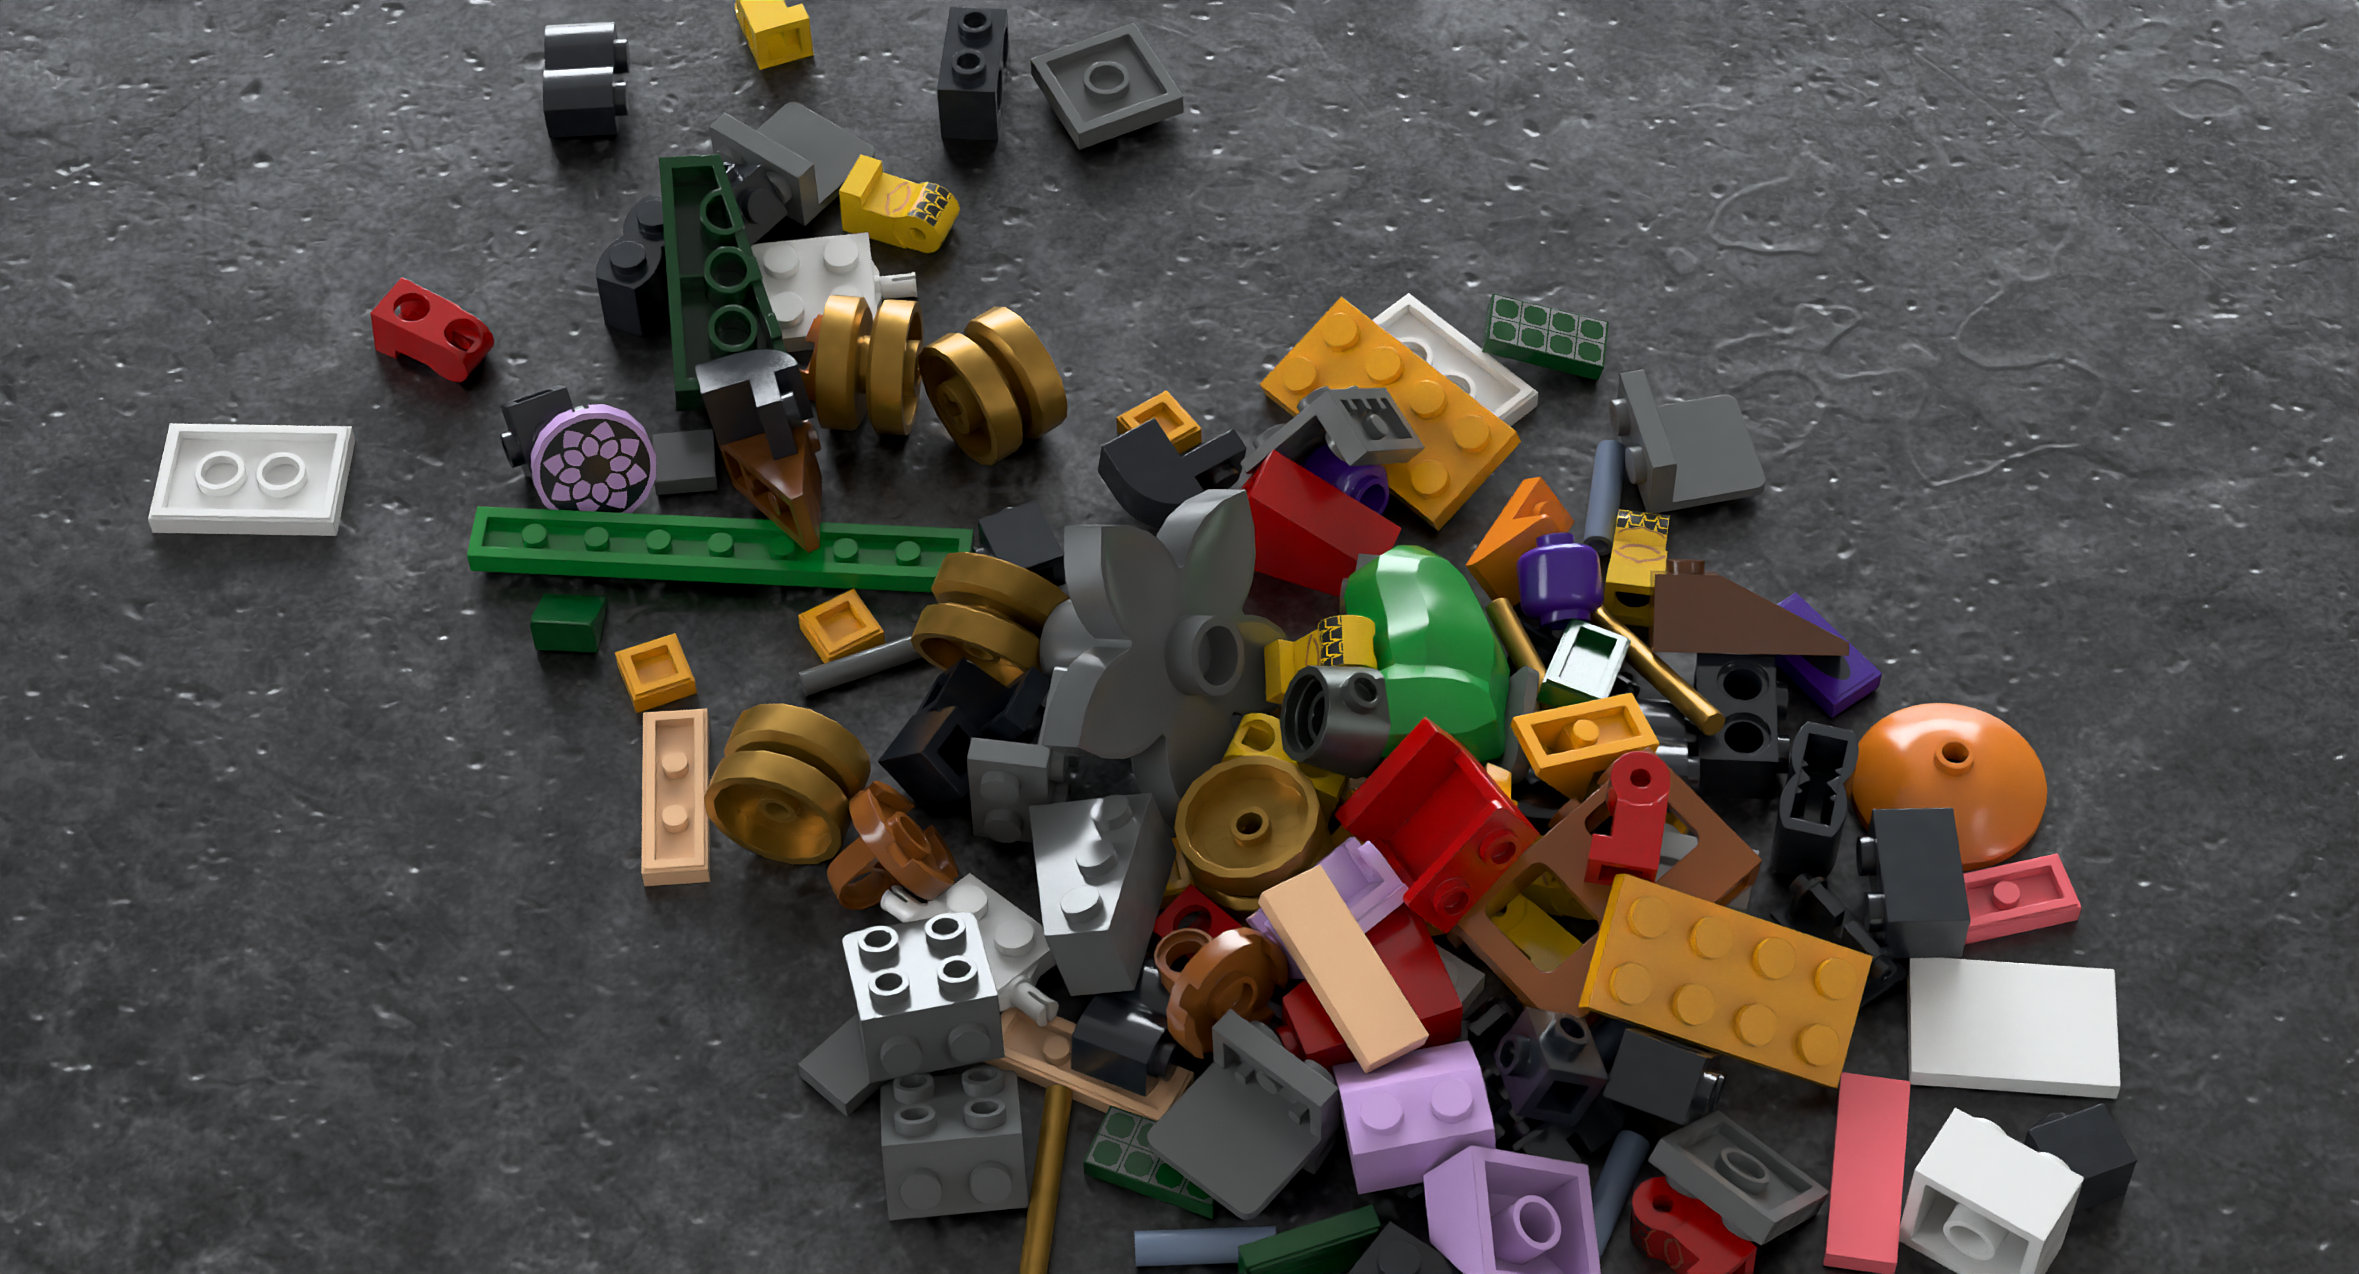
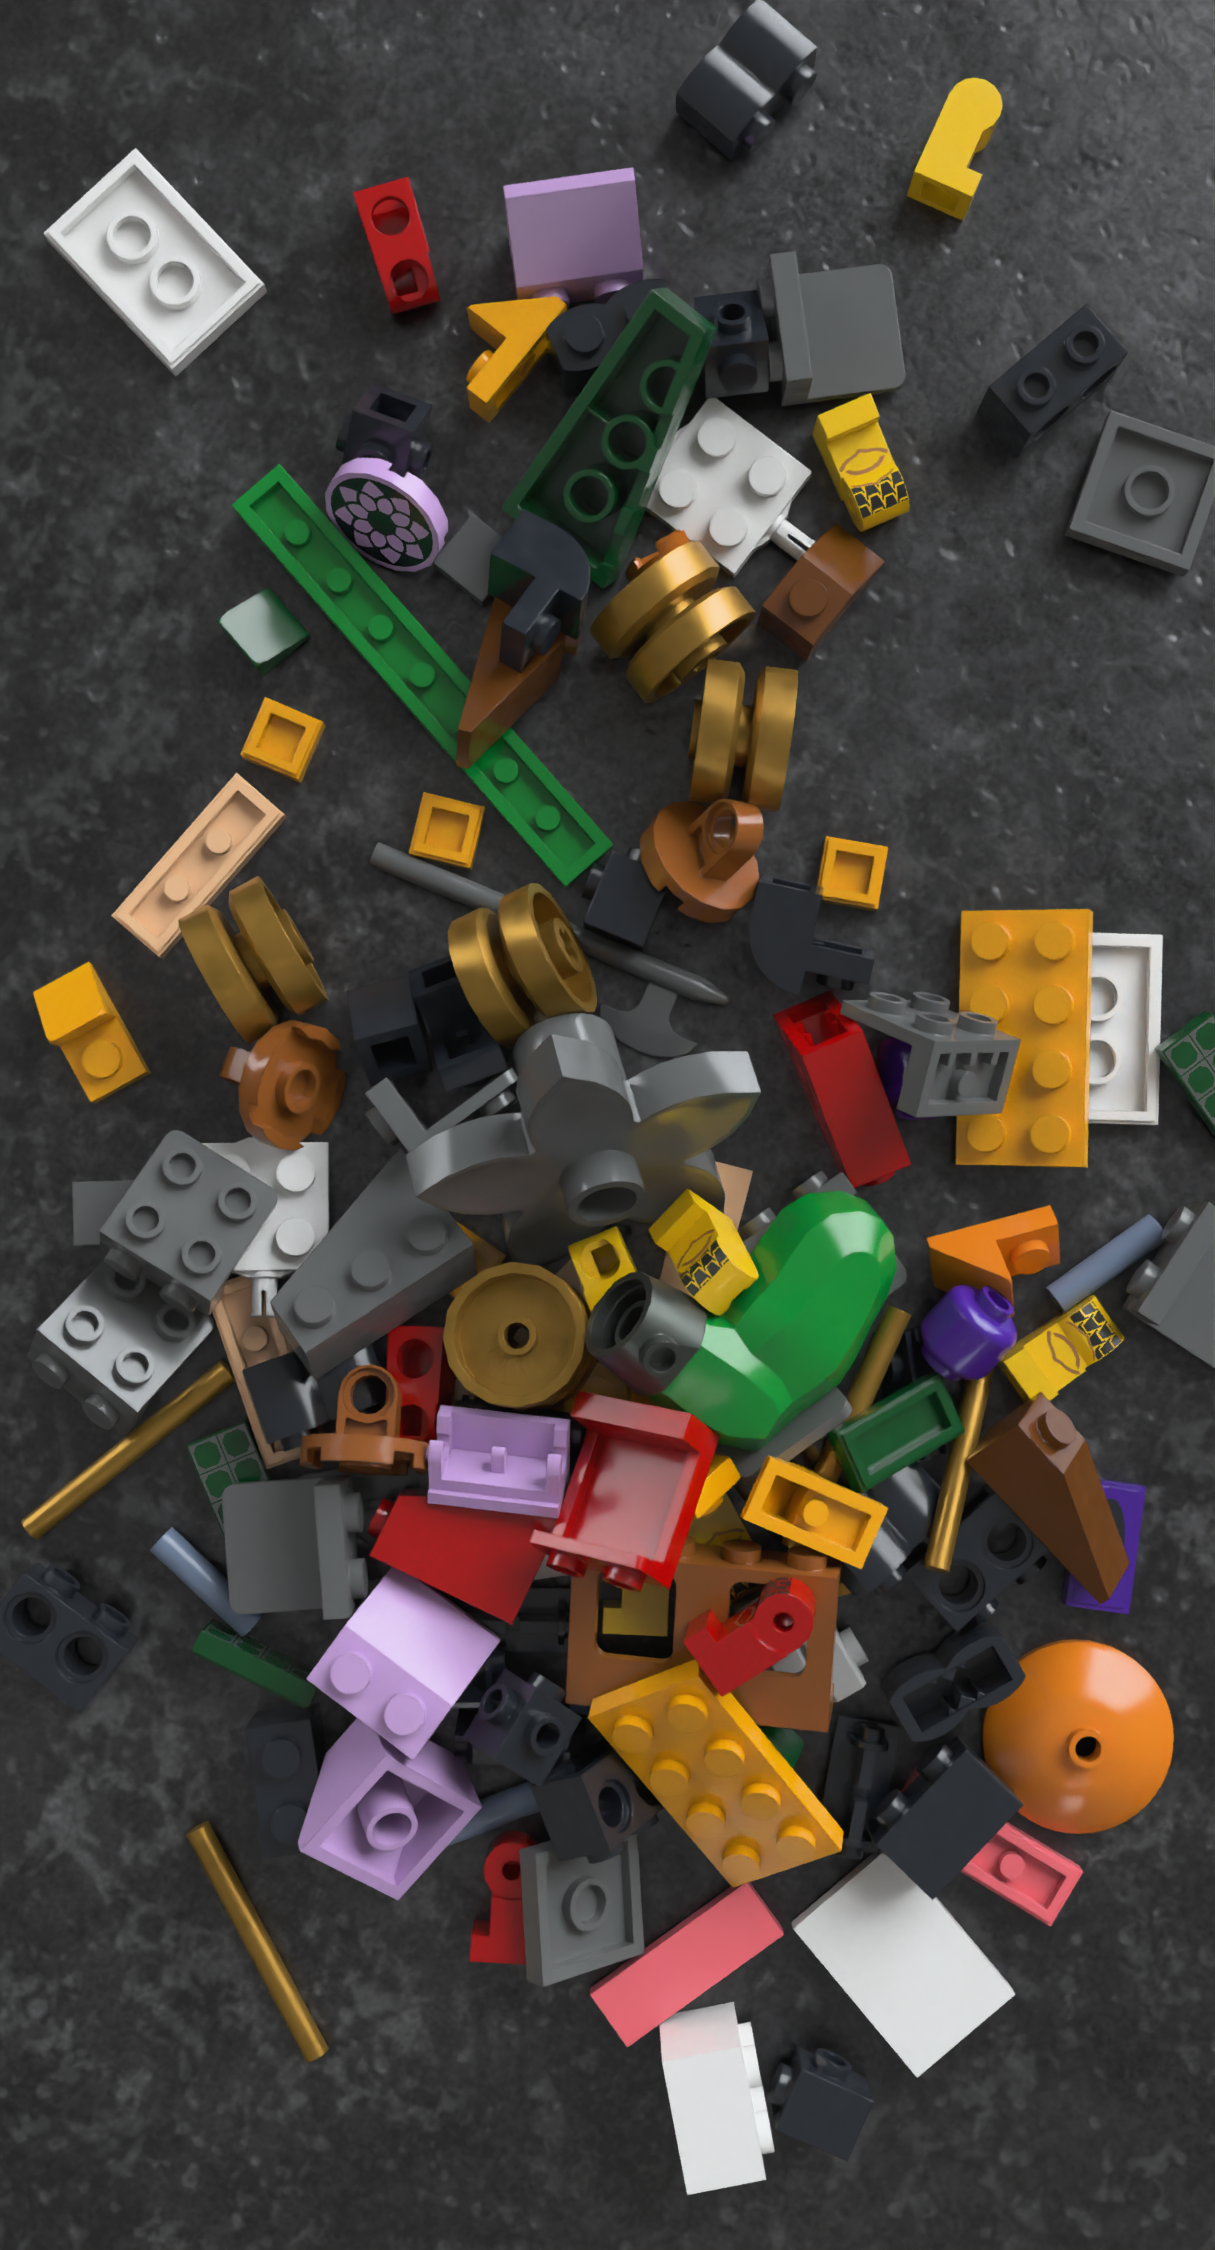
camera: 40 degrees right, 35 degrees up
(555, 226) = (574, 236): none -> lavender slope
(571, 320) = (520, 343): none -> light orange slope
(706, 965) = (90, 1033): none -> light orange slope
(948, 293) = (819, 591): none -> reddish brown slope
(1045, 468) = (705, 856): none -> dark orange tile
(1343, 969) = (445, 1531): light nougat tile -> none

